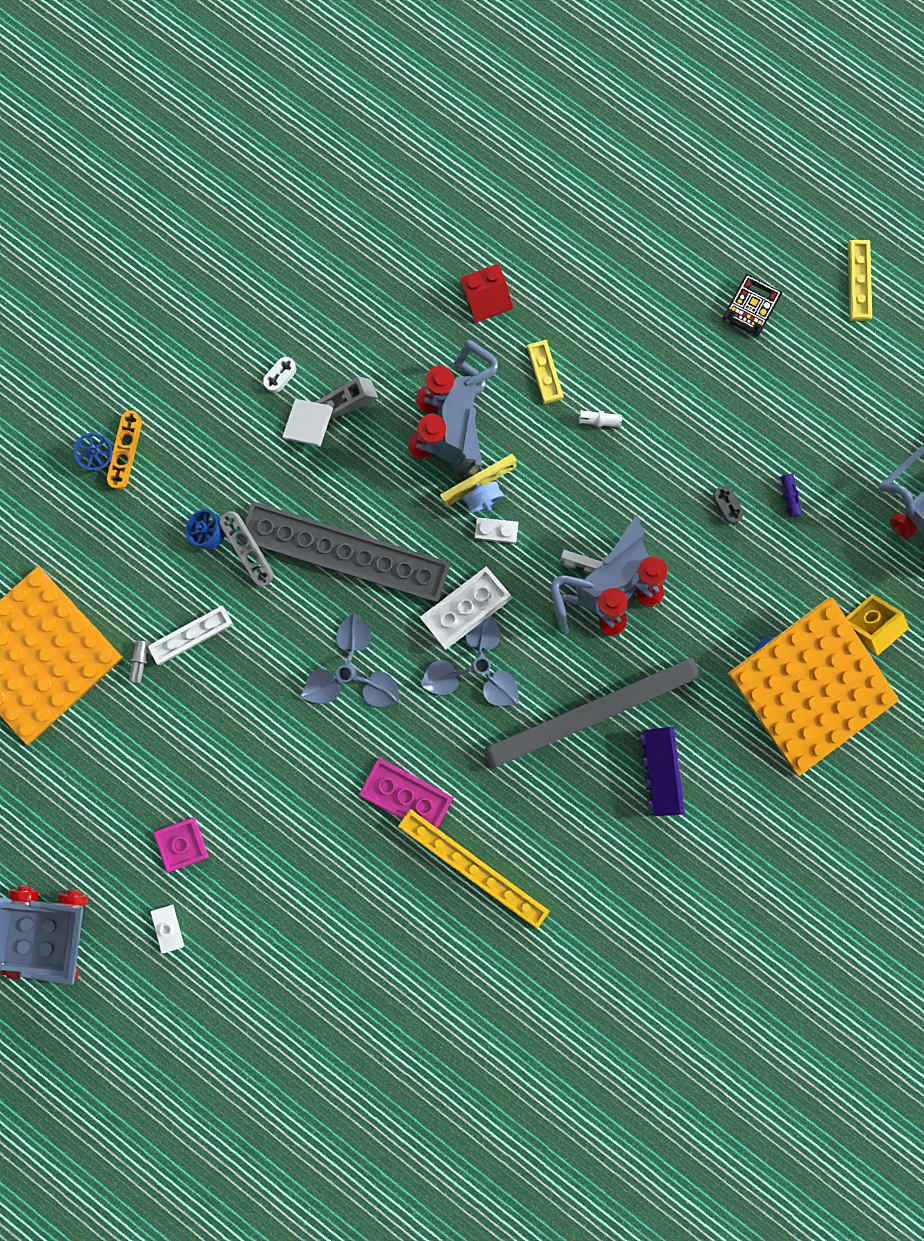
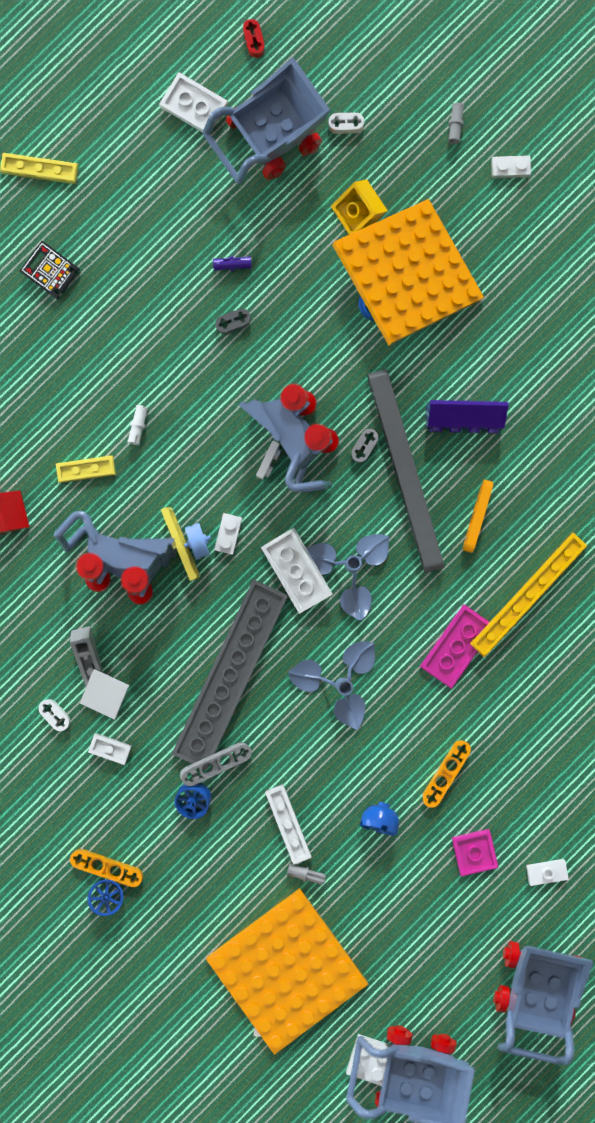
camera: 90 degrees left, 5 degrees up
(206, 734) = (380, 819): none -> blue cylinder
(250, 436) = (109, 748): none -> white plate
(264, 801) = (449, 775): none -> light orange beam
(553, 800) = (478, 516): none -> light orange beam
(614, 659) = (360, 443): none -> light grey beam

